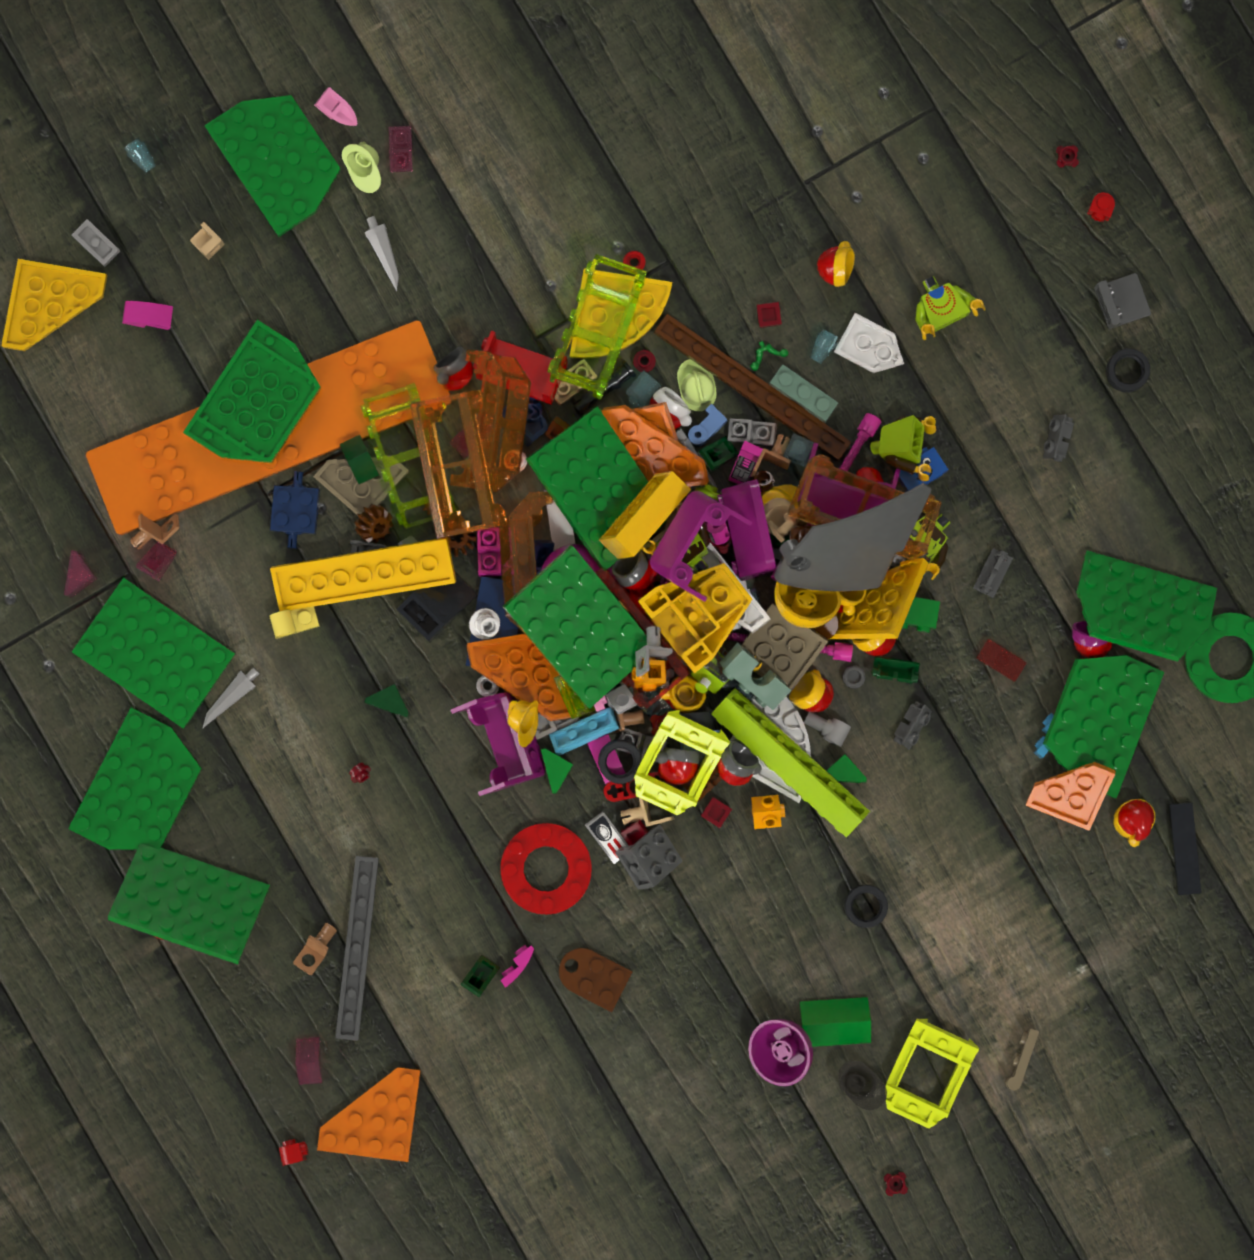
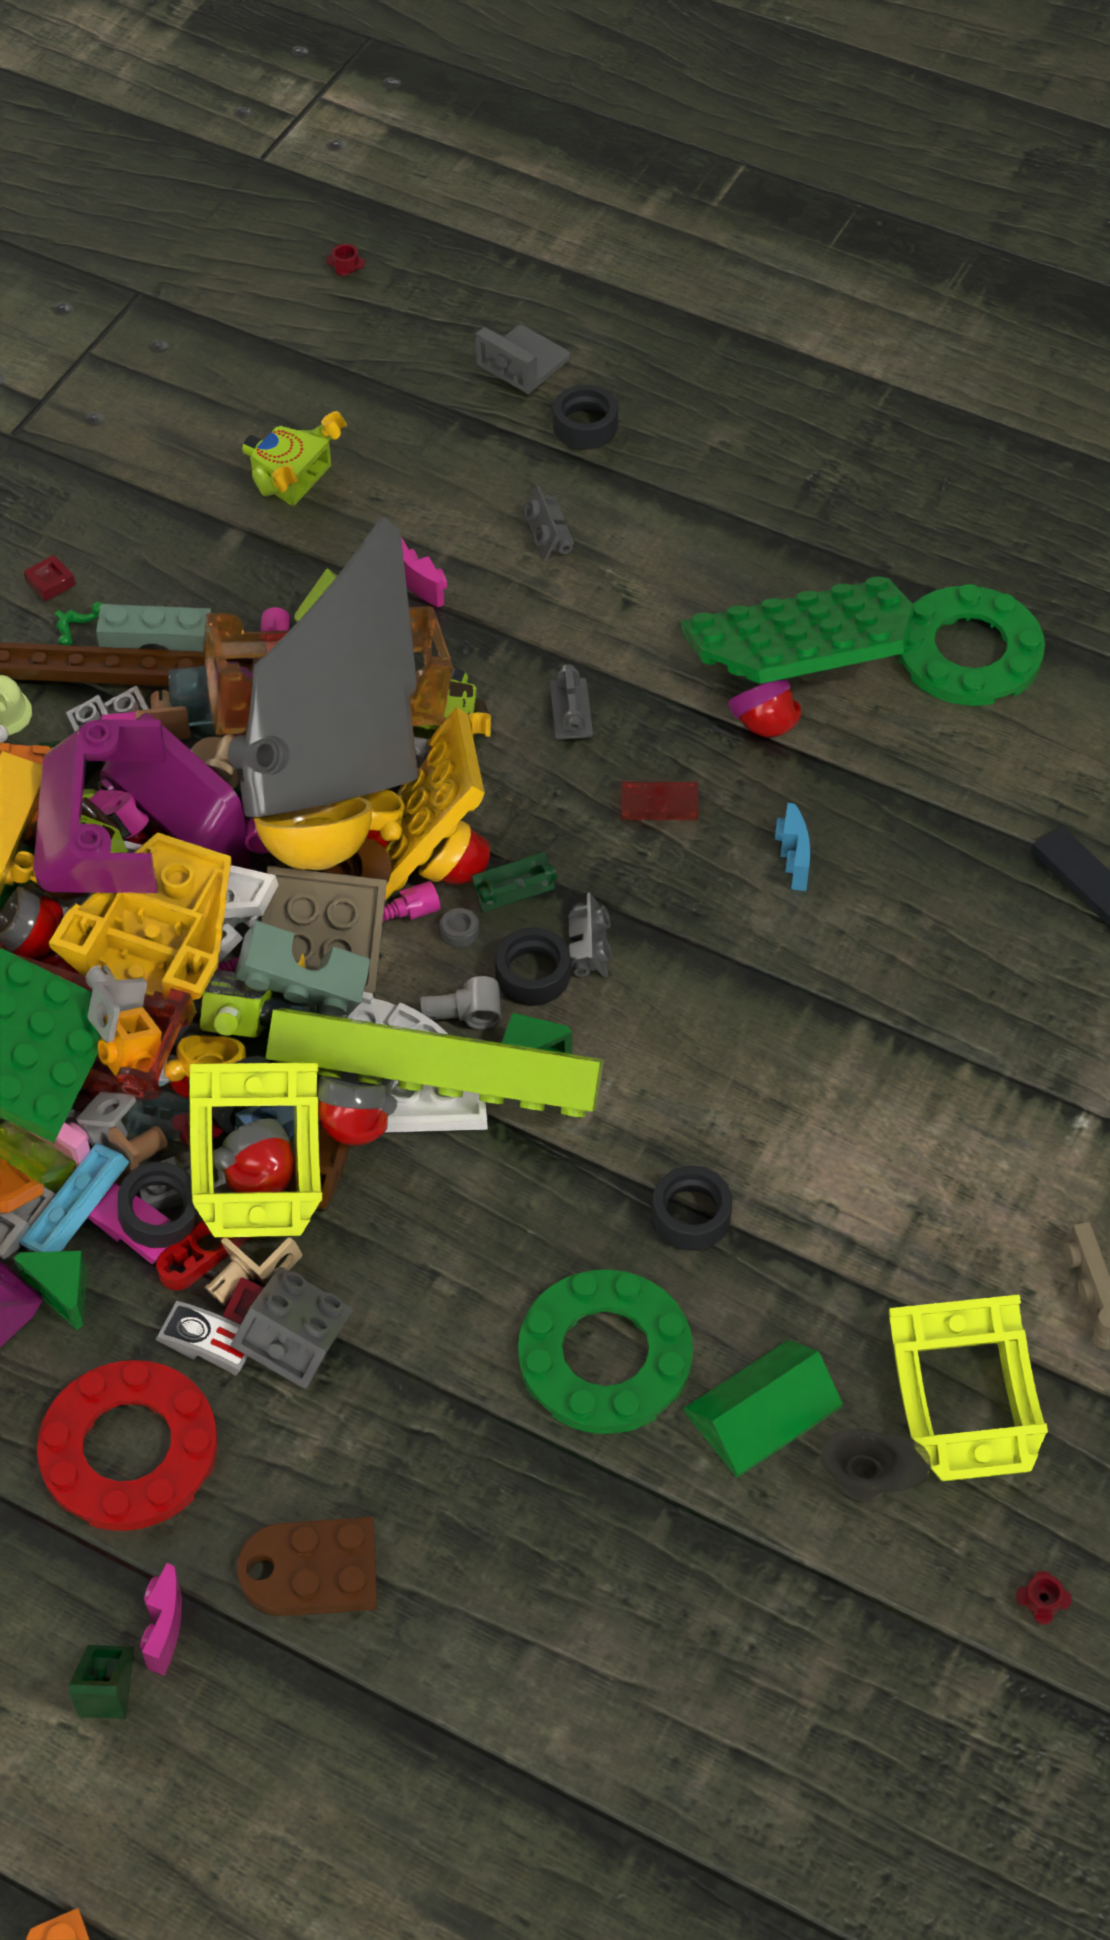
camera: 30 degrees left, 30 degrees down
(707, 428) = (41, 722): medium blue leg -> none
(716, 812) = (364, 1206): dark red plate -> none
(767, 811) = (444, 1157): light orange brick -> none
(780, 1052) = (681, 1487): magenta piece -> none
(782, 919) = (596, 1406): none -> green plate
(812, 692) = (409, 968): yellow piece -> none
(823, 346) = (150, 573): clear light blue cone -> none
(836, 264) = (110, 480): piece -> none
(869, 345) = (216, 549): white tile -> none
(888, 715) = (532, 941): none -> black tyre
(922, 615) = (506, 801): green brick -> none
(967, 438) = (423, 577): none -> dark pink slope
(1073, 794) = (889, 892): orange plate -> none
(1101, 207) = (423, 277): red plate -> none
(1102, 714) = (856, 789): green plate -> none
(1134, 820) = (1000, 886): red piece -> none

